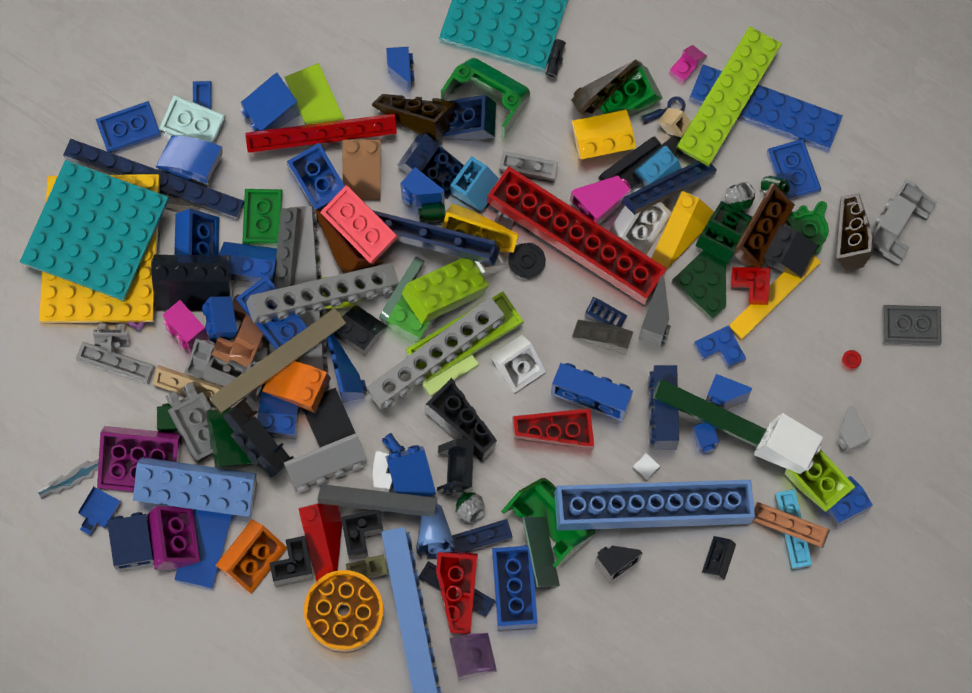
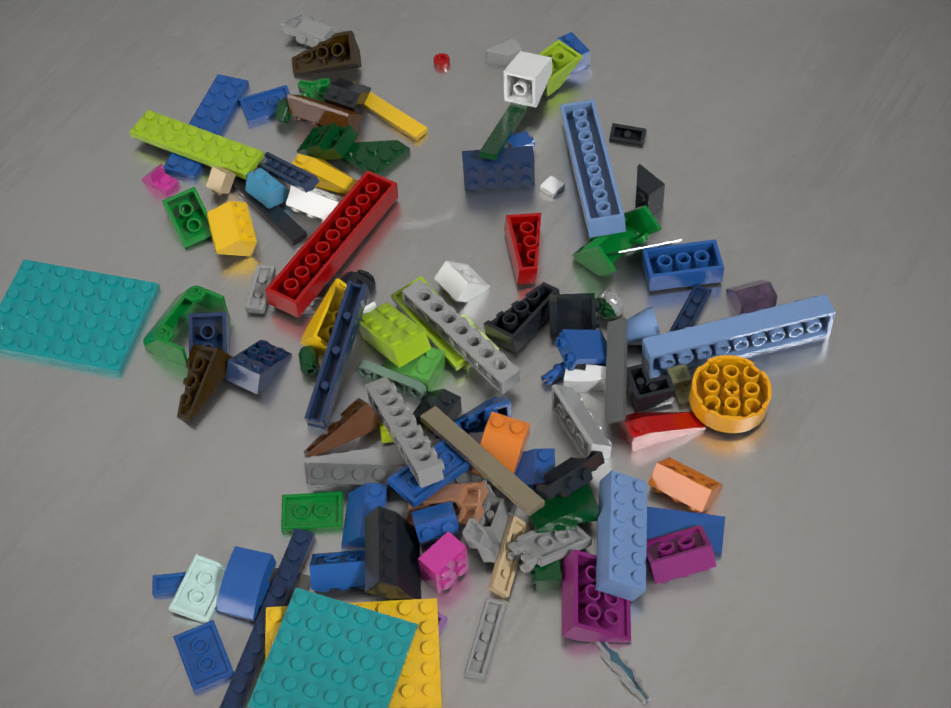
camera: 90 degrees left, 20 degrees down
(97, 509) = (656, 635): blue piece -> none
(111, 338) = (460, 640): light grey hips -> none
(130, 541) = (687, 595): dark blue panel -> none
(270, 105) = (187, 507): blue slope -> none
(296, 567) = (688, 438): black brick -> none
(314, 95) = (183, 474): lime tile -> none
(316, 176) = (269, 460): blue slope -> none
(321, 133) = (221, 460): red plate -> none
(330, 419) = (545, 428): black tile -> none
(359, 224) = (326, 408): coral plate -> none
(362, 168) = (261, 424): medium nougat slope -> none
(399, 64) = (148, 399): blue slope -> none
(420, 189) = (285, 366): blue slope -> none
(457, 583) = (690, 303): red wedge -> none
(474, 184) = (278, 327): dark azure slope -> none
(482, 536) = (633, 293): dark blue plate -> none
(555, 58) = (148, 275): black pin -> none
(591, 391) = (487, 220): blue brick -> none
(595, 94) = (191, 234): dark brown wedge -> none
(600, 198) = (298, 218): dark pink slope -> none
(603, 335) = (430, 220): clear smoke slope -> none
(609, 309) = (408, 233): dark blue slope -> none
(630, 159) = (258, 214): black beam -> none
(655, 325) = (413, 177): dark grey slope -> none
(657, 113) = (205, 191): dark blue piece -> none
(723, 342) = (432, 143): blue plate -> none
(727, 392) = (480, 127): blue slope -> none
(740, 196) = (293, 132): light grey piece -> none
(754, 278) = (373, 117): red plate -> none
(790, 525) = (597, 77): nougat tile -> none
(797, 548) = (596, 86): medium azure plate -> none
(912, 324) = (408, 26): dark grey tile -> none

